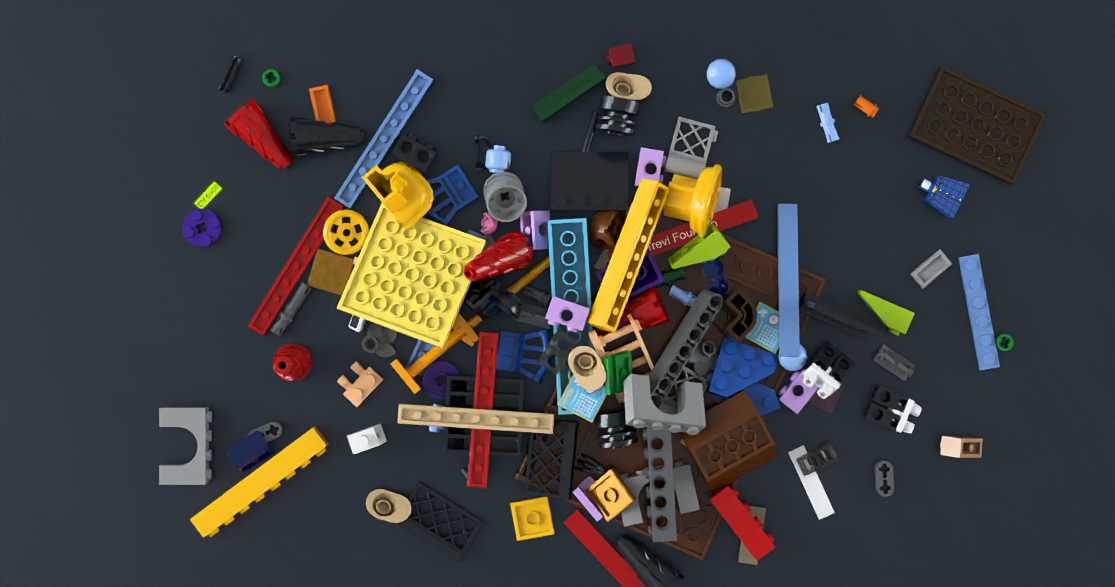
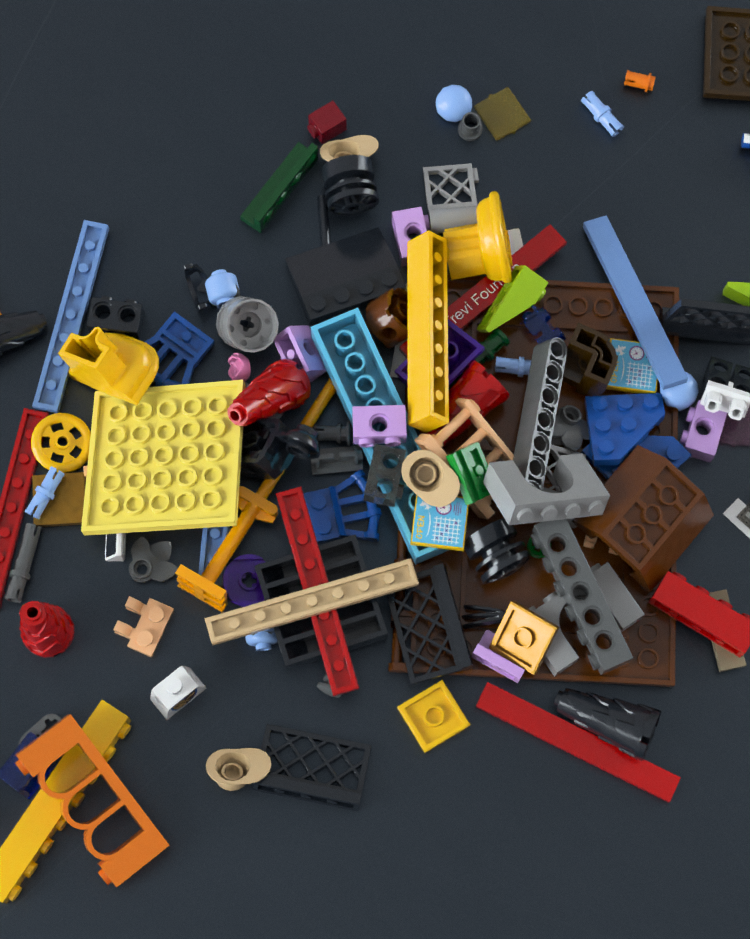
camera: 25 degrees left, 15 degrees down
(298, 536) = (134, 852): none -> orange fence
(322, 266) = (44, 493): none -> light blue pin

